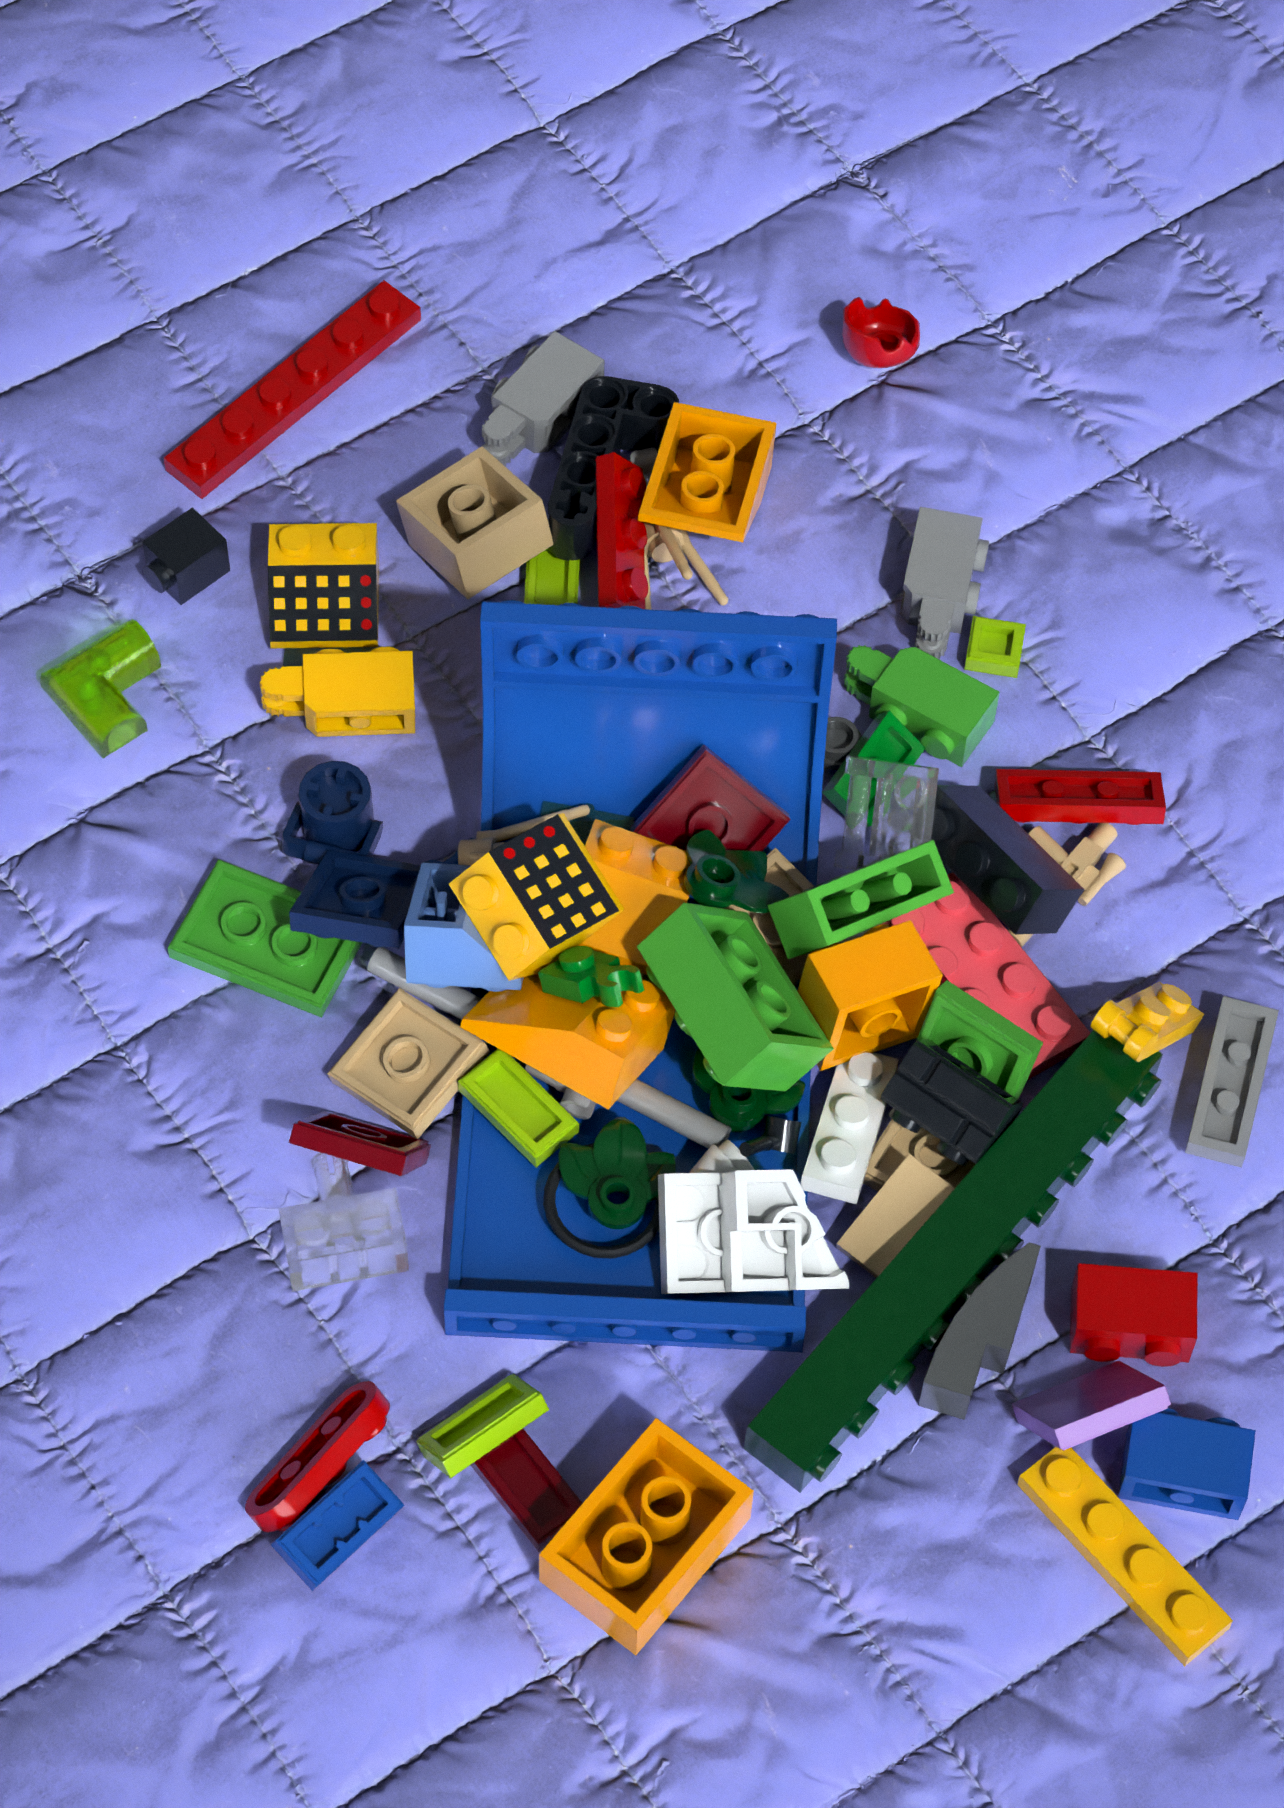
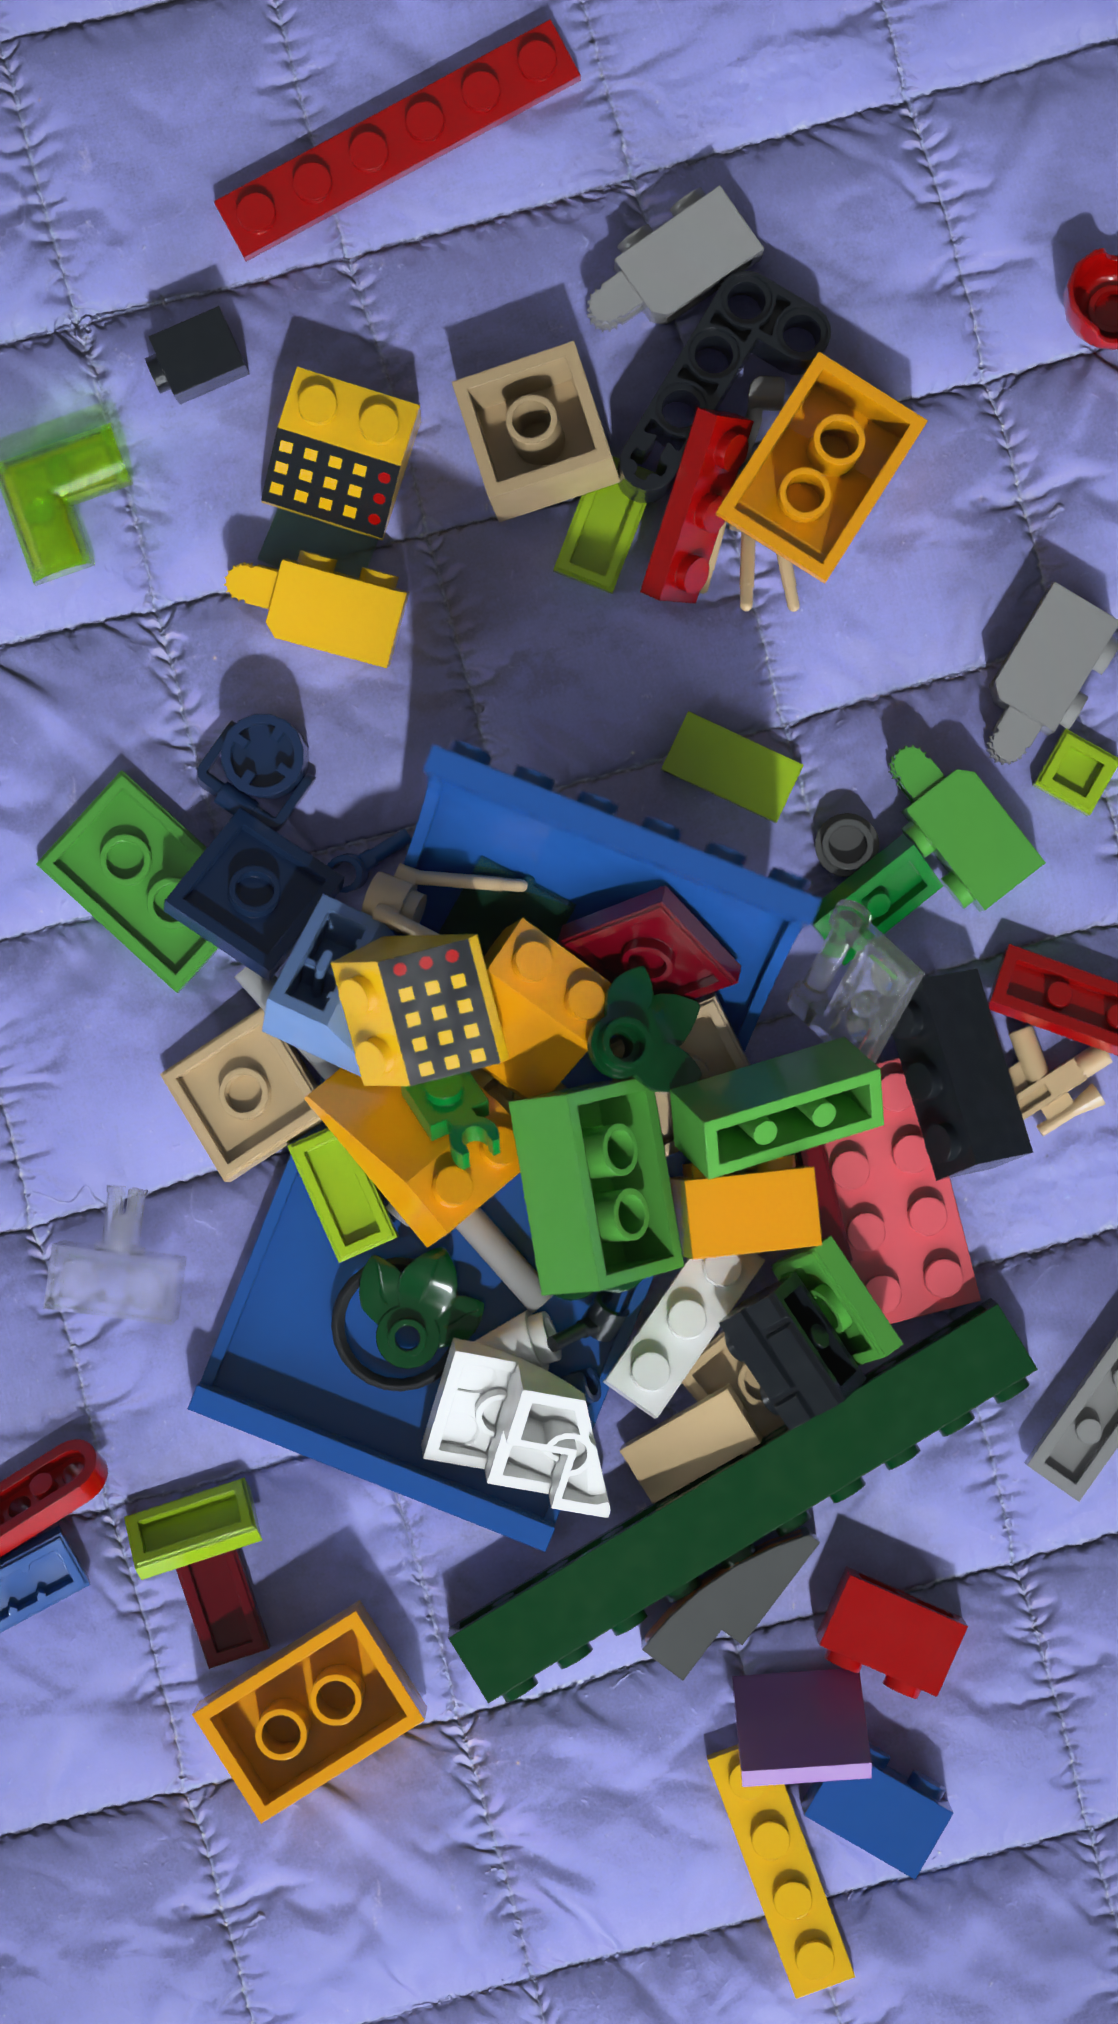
camera: 20 degrees right, 30 degrees up
(360, 1143) = (161, 1189): dark red tile -> none
(1148, 1019) = (1038, 1326): yellow plate -> none

